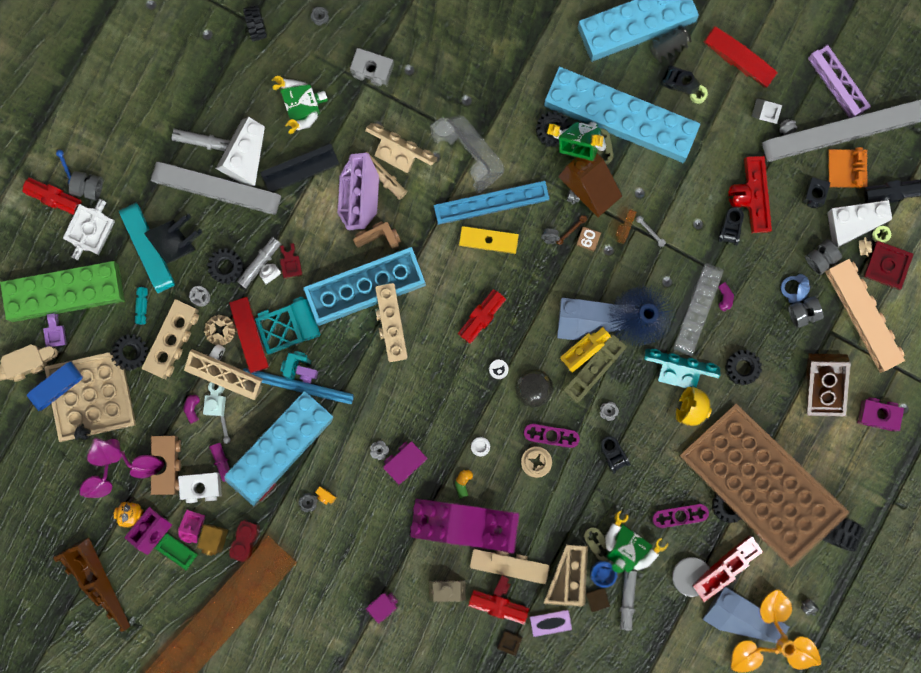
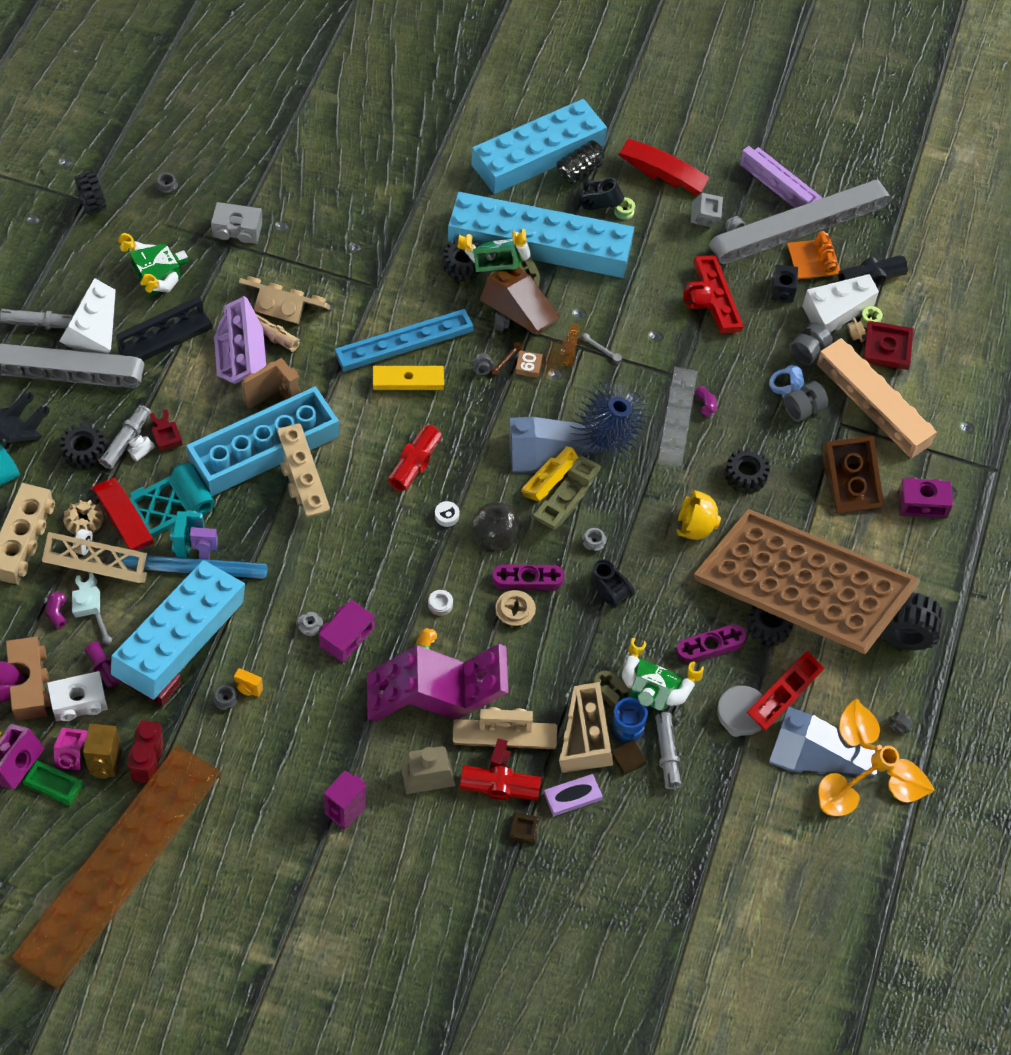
camera: 20 degrees left, 25 degrees down
(196, 296) = (56, 476): light grey wheel -> none
(487, 166) = (344, 269): clear windscreen -> none
(679, 370) = (671, 485): teal bracket -> none
(731, 230) = (696, 329): black piece -> none

